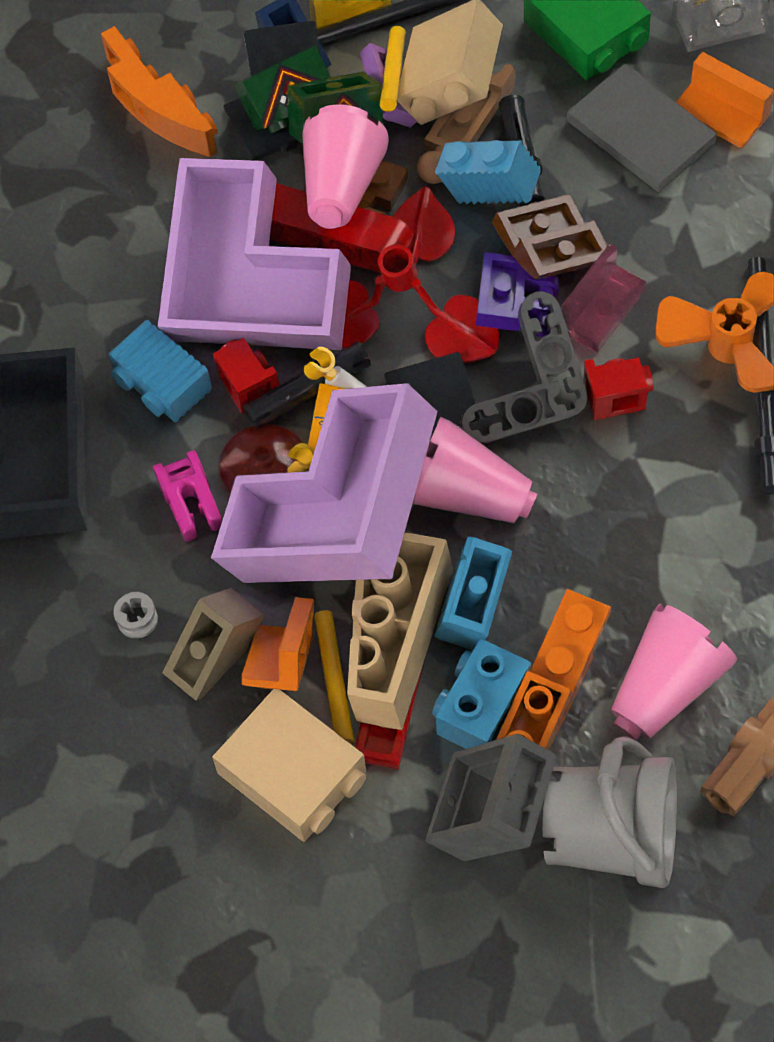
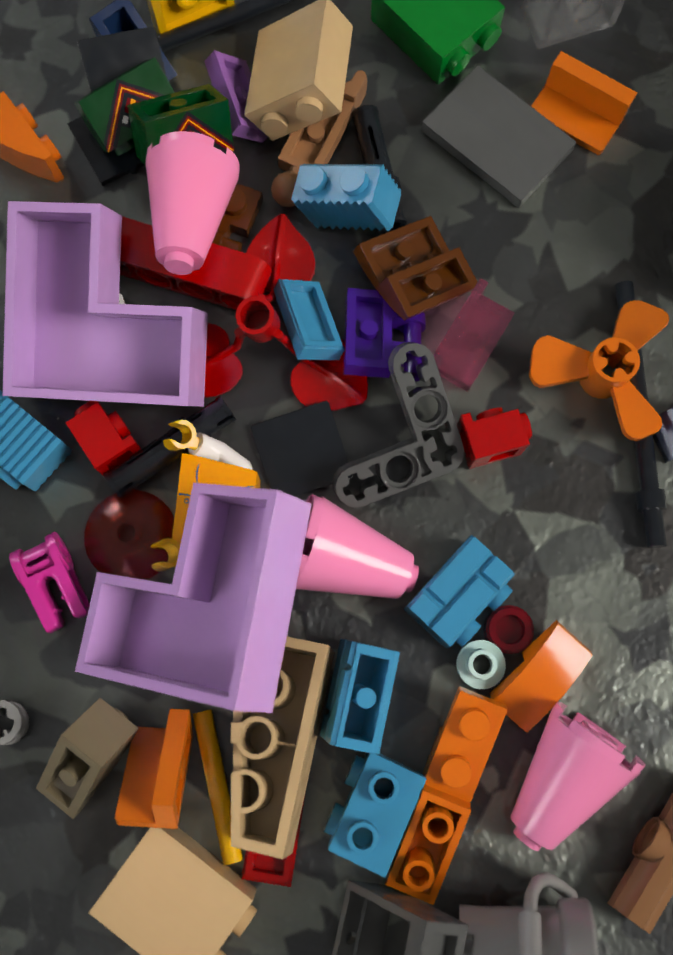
camera: 10 degrees left, 15 degrees up
(392, 69) = (239, 80): yellow bar -> none
(445, 278) = (308, 320): none -> dark azure tile
(575, 518) = (460, 593): none -> dark azure brick
(593, 569) = (465, 664): none -> light aqua plate
(622, 558) = (509, 629): none -> dark red tile
(655, 583) = (544, 676): none -> orange slope

